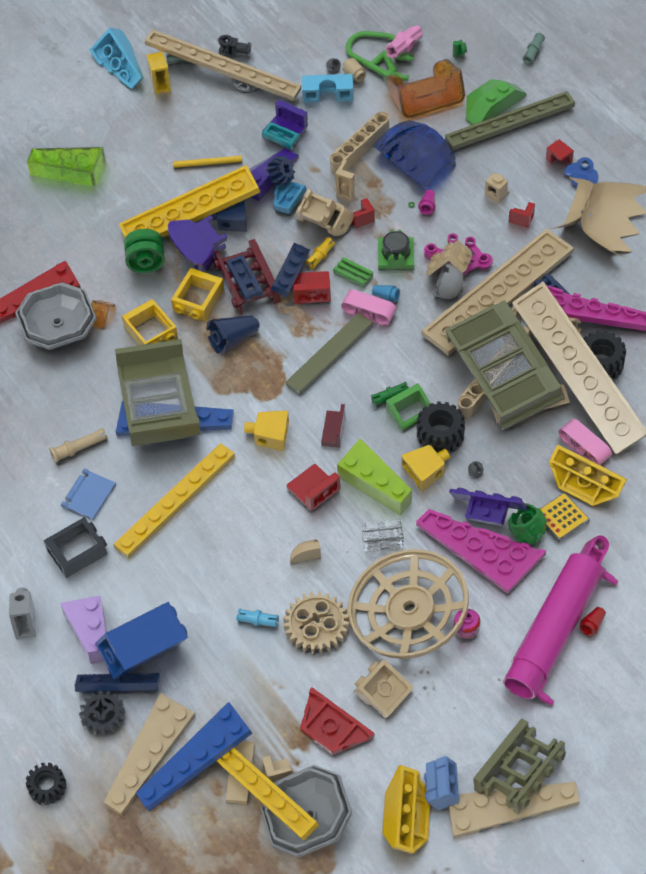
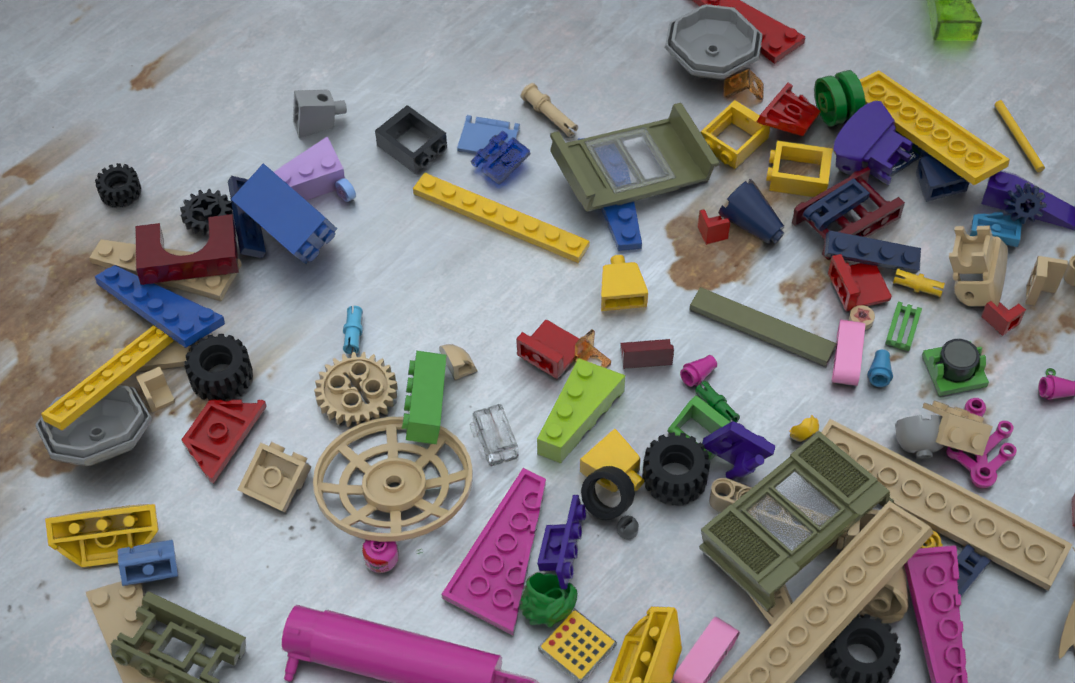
camera: 75 degrees right, 0 degrees up
(113, 603) = (345, 190): none -> light blue tile
(122, 483) = (504, 161): none -> clear blue plate
(142, 286) = (789, 112): none -> red wing
(156, 750) = (214, 259): none -> dark red arch
(233, 362) = (713, 228): none -> red panel
(272, 701) = (214, 352): none -> black tyre
(321, 461) = (585, 349): none -> clear orange bracket
(338, 293) = (862, 314): none -> tan tile
(343, 569) = (425, 398): none -> bright green brick
(359, 399) = (696, 371): none -> dark pink cone
(425, 347) = (805, 429): none -> yellow plate
(440, 381) = (739, 448): none -> dark purple plate
(465, 469) = (592, 501): none -> black tyre

